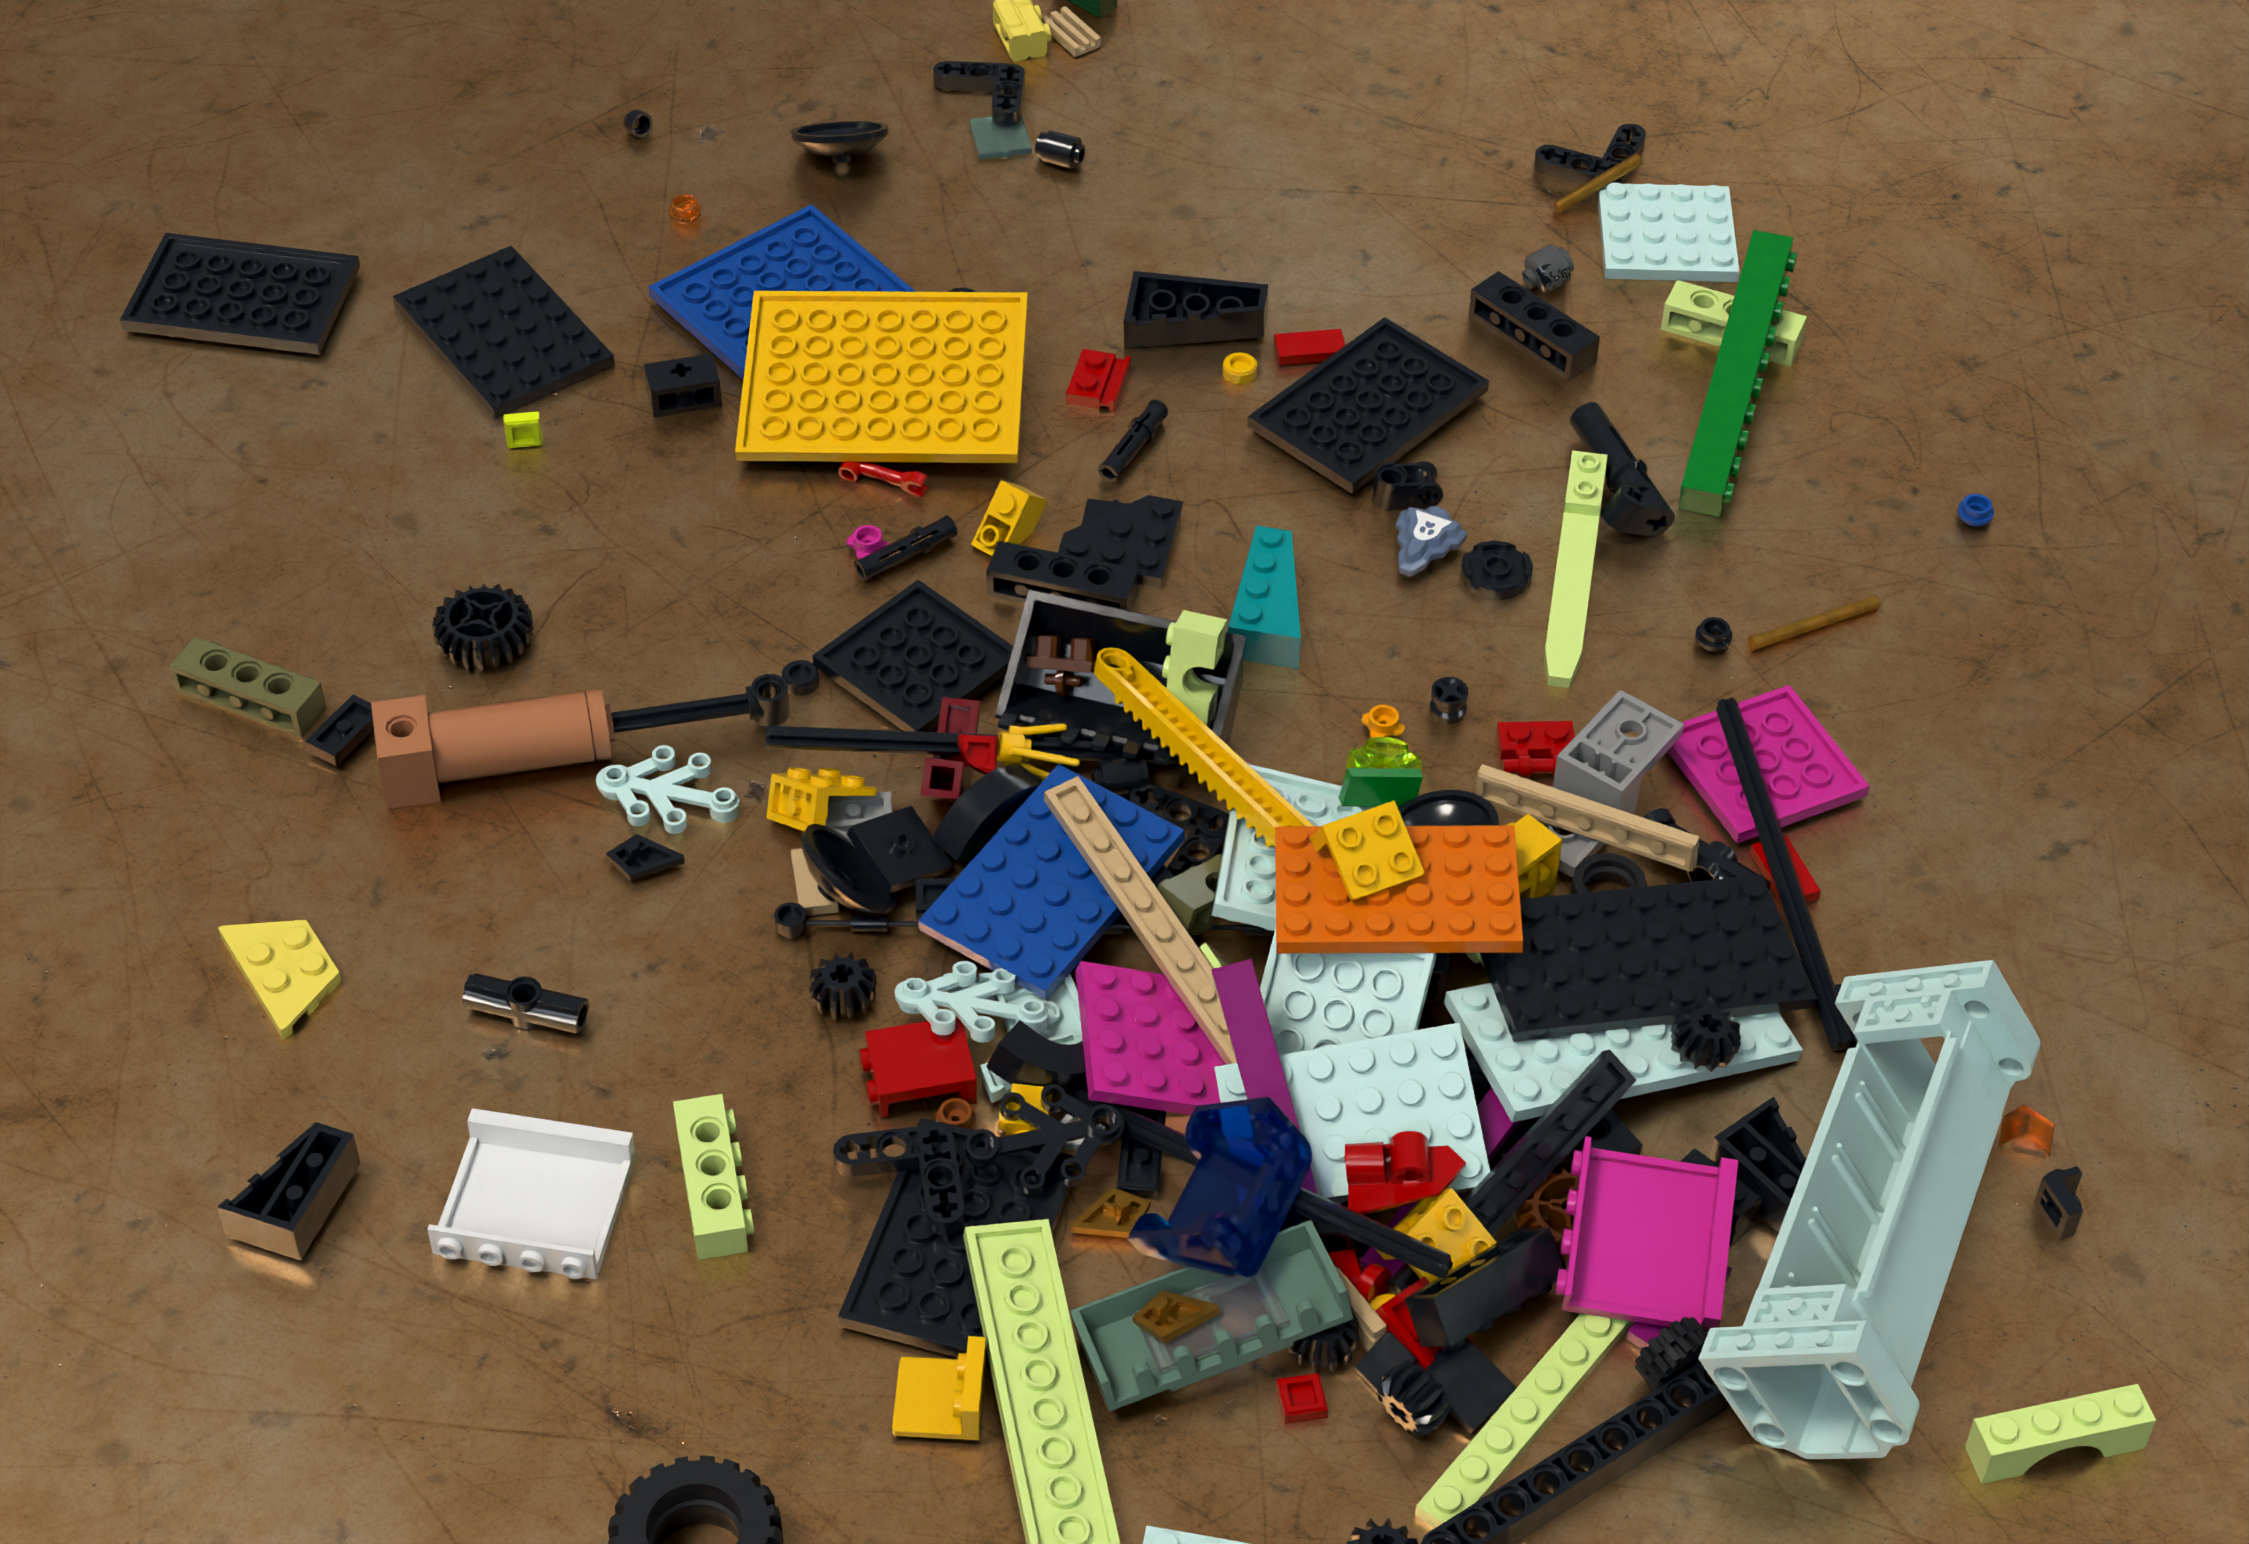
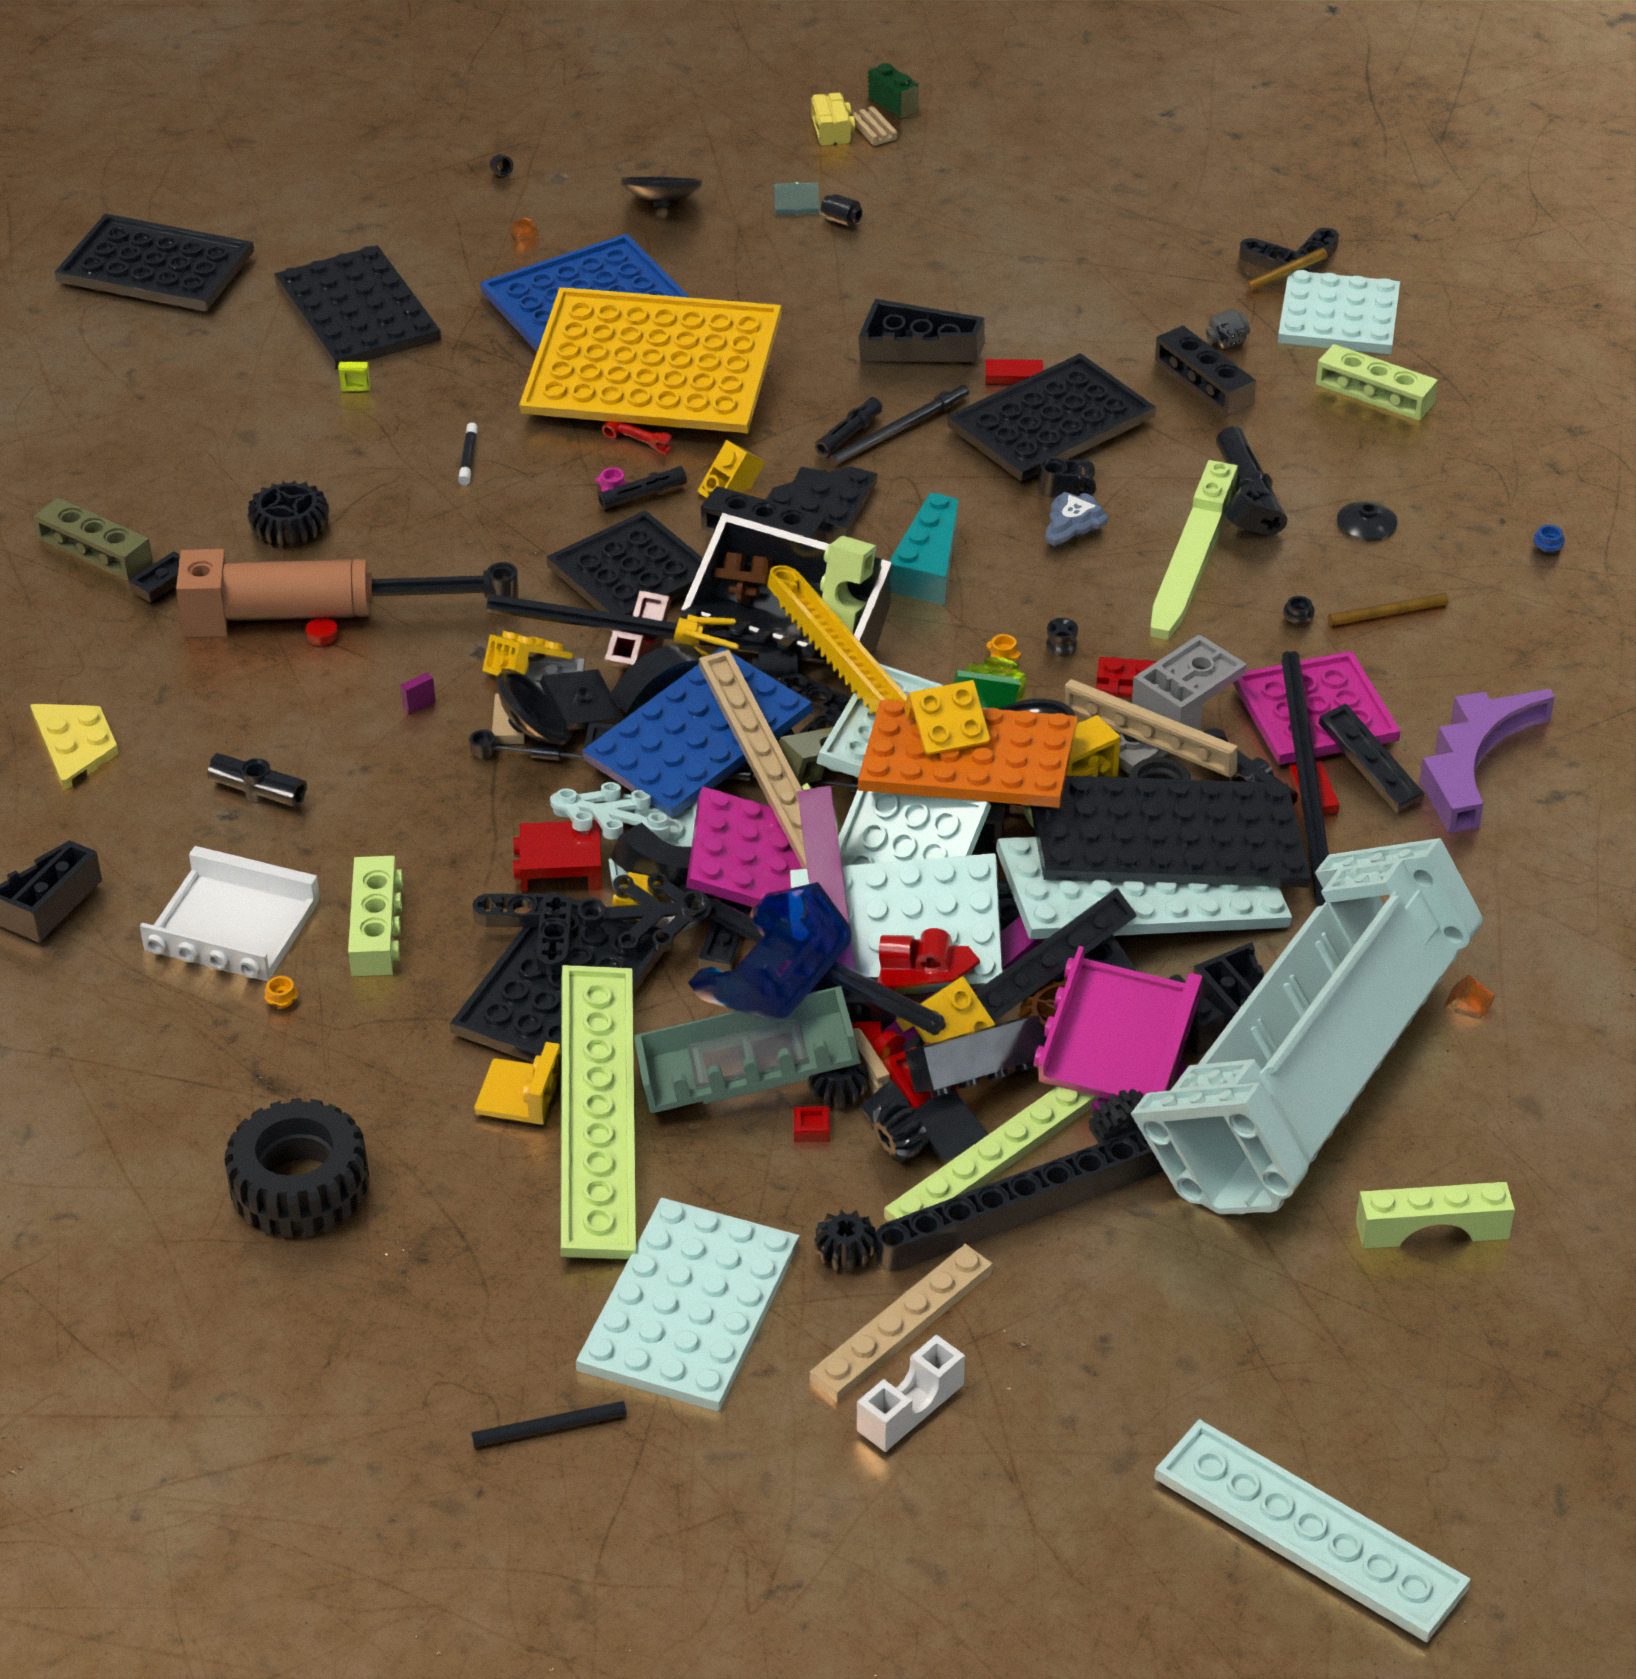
camera: 10 degrees right, 5 degrees down
(558, 785) = (321, 631): none -> red tile
(618, 1287) = (280, 991): none -> light orange plate
(620, 782) = (370, 634): light aqua plant -> none
(642, 857) = (374, 688): black piece -> none
(683, 385) = (490, 355): black brick -> none
(683, 521) = (468, 454): none -> bar
(697, 860) = (418, 693): none -> magenta tile
(801, 677) = (534, 574): black tile -> none
(843, 986) = (512, 793): black gear -> none
(956, 1109) = (580, 890): dark orange plate -> none
(979, 751) = (659, 631): red tile -> none
(987, 78) = (807, 158): black beam -> none
(1098, 380) = (831, 381): red plate -> none
(1111, 1214) = (678, 978): pearl gold piece -> none
(1173, 1314) = (716, 1046): pearl gold piece -> none
(1234, 397) = (940, 403): none -> black bar
(1239, 368) = (950, 380): yellow tile -> none
(1496, 570) = (1128, 548): black tile -> none
(1705, 1036) = (1205, 892): black gear -> none
(1736, 374) = (1365, 416): green brick -> none
(1762, 506) = (1367, 521): none -> black dish
(1844, 826) = (1371, 758): none -> black tile
(1939, 835) = (1475, 729): none -> medium lavender arch
(2059, 1202) = (1482, 1046): black bracket -> none

